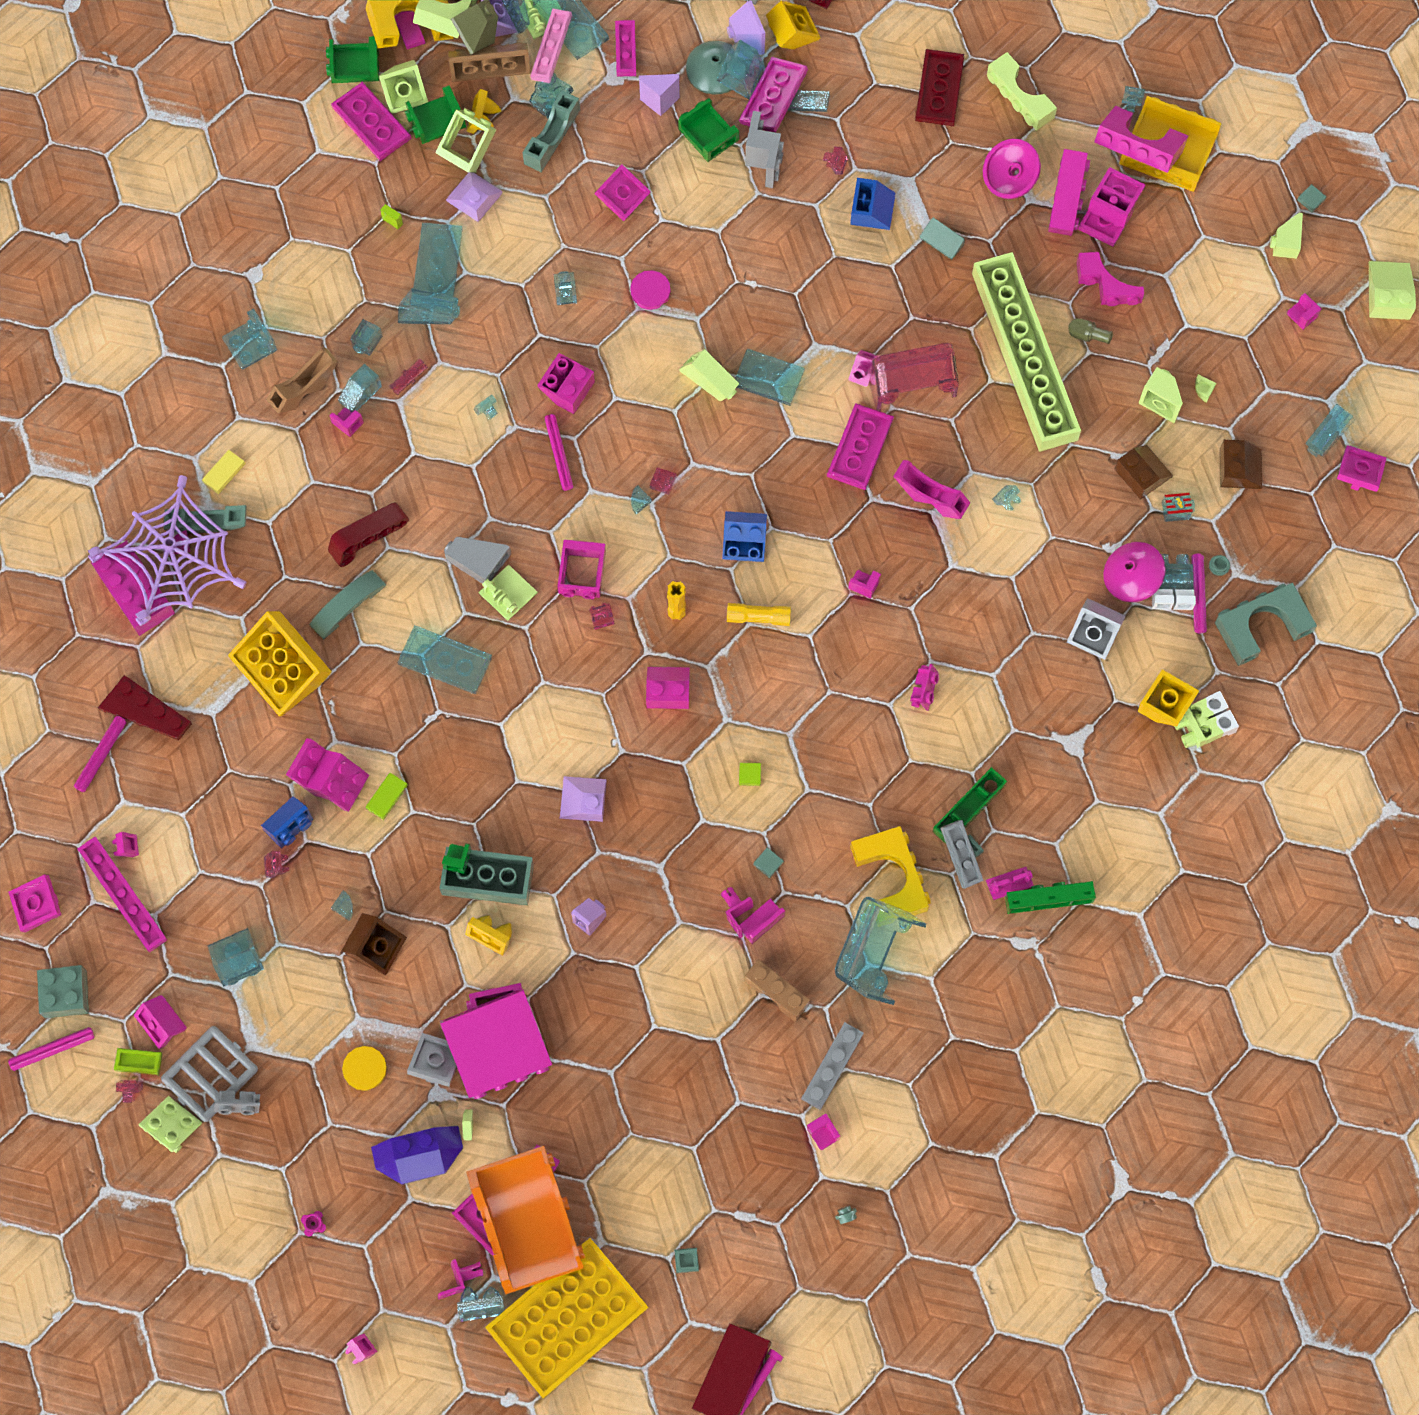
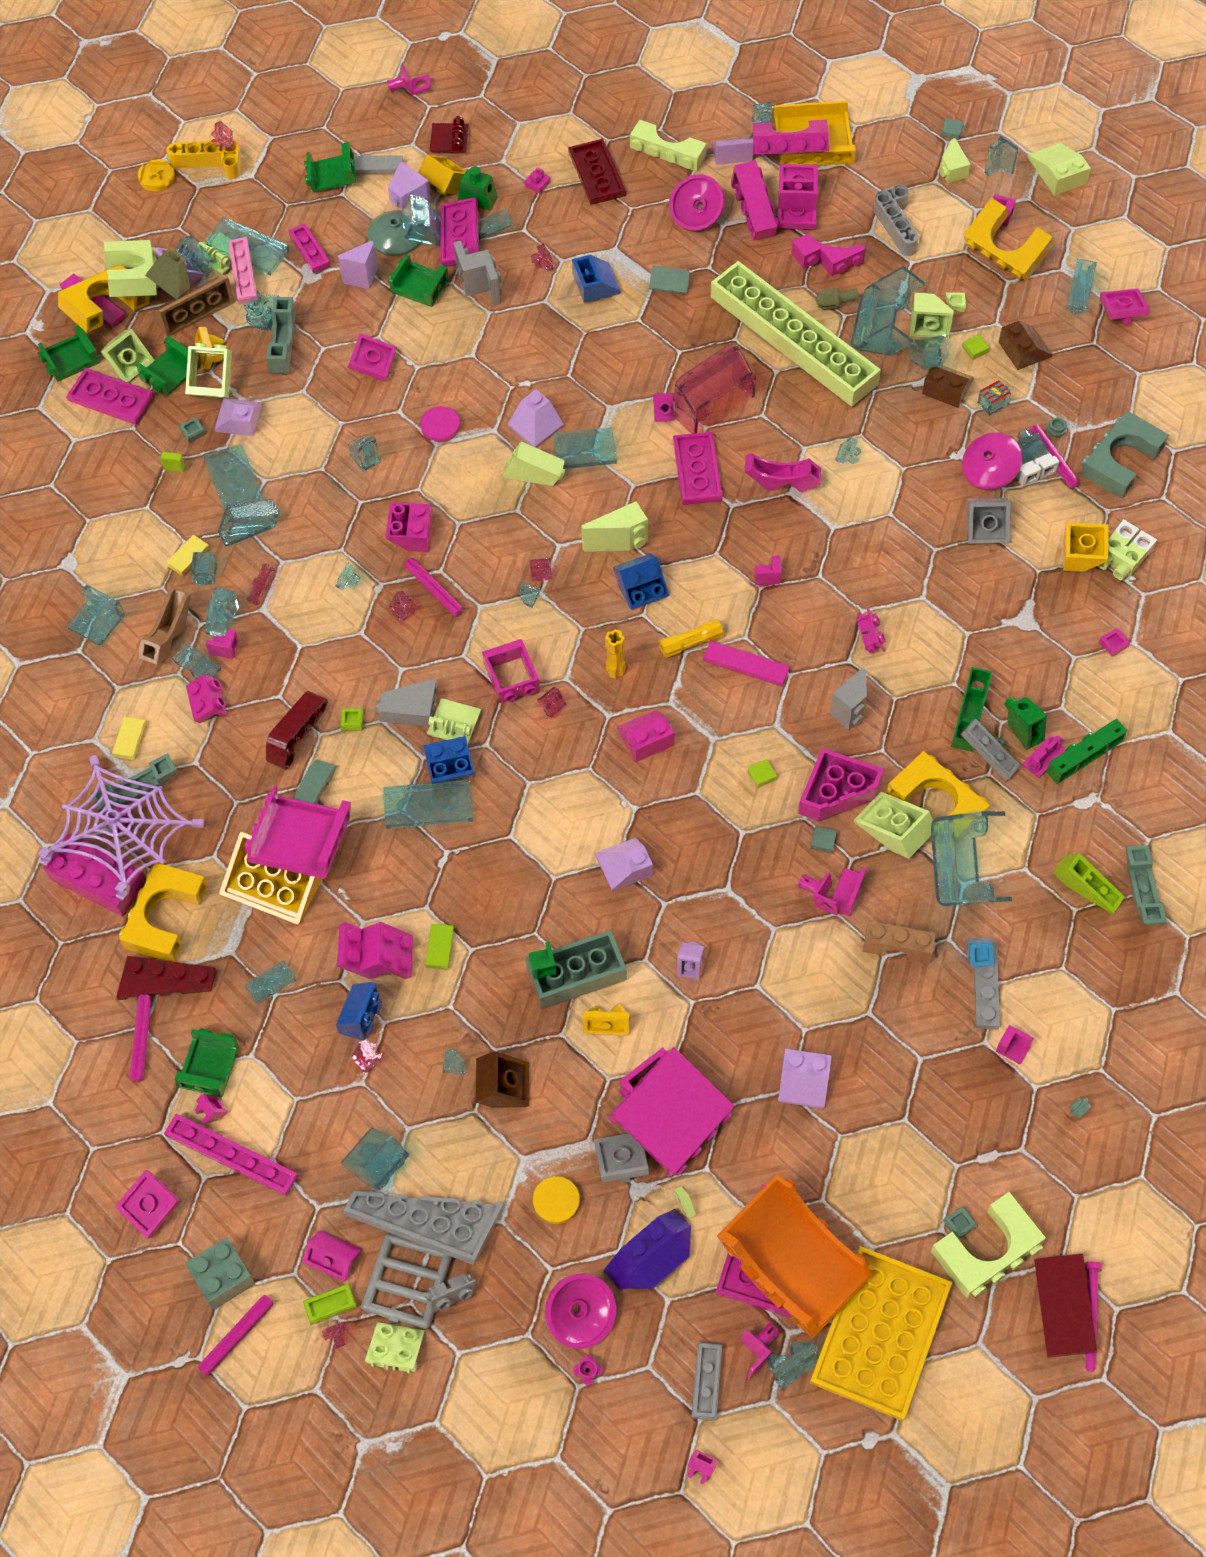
camera: 25 degrees left, 10 degrees down
(143, 804) = (208, 1062): none -> green panel
(182, 623) = (161, 884): none -> yellow arch
(230, 757) = (270, 982): none -> clear light blue tile
(256, 1038) = (433, 1222): none -> light grey wing
(306, 466) = (205, 698): none -> dark pink bracket
(313, 638) = (297, 835): none -> dark pink panel
(314, 428) = (195, 662): none -> clear light blue slope
(330, 1186) = (593, 1317): none -> dark pink dish
(351, 319) = (182, 559): none -> light yellow tile
(403, 1282) = (706, 1381): none -> light grey tile
(421, 546) = (352, 719): none -> lime tile
(426, 190) = (192, 429): none -> sand green tile
(481, 630) = (448, 760): none -> blue slope
(519, 458) = (402, 605): none -> clear pink tile
(626, 1070) = (804, 1078): none -> lavender slope
(670, 1310) = (974, 1274): none -> yellowish green arch
(738, 327) = (535, 419): none -> lavender slope
(751, 478) = (616, 531): none -> yellowish green slope
(795, 662) = (746, 663): none -> dark pink tile
(806, 820) = (838, 785): none -> dark pink brick
(813, 54) = (478, 185): none -> green torso
(838, 880) = (896, 824): none -> yellowish green slope
(840, 1035) = (979, 952): none -> dark azure panel
(863, 746) = (850, 701): none -> light grey slope
(877, 72) = (537, 180): none -> dark pink tile
(976, 1020) = (1088, 882): none -> lime slope
(1010, 842) = (1026, 721): none -> green torso
(1024, 1048) = (1143, 886): none -> sand green slope
(1080, 123) = (733, 151): none -> lavender slope
(1118, 368) = (877, 313): none -> clear light blue windscreen
(1142, 805) = (1114, 642): none -> dark pink tile
(1143, 432) = (929, 351): none -> clear light blue slope
(1193, 444) = (975, 346): none -> lime tile
(1196, 277) = (888, 209): none -> light grey beam
(1266, 331) = (1021, 261): none -> yellow arch
(1334, 252) = (1001, 156): none -> clear light blue panel

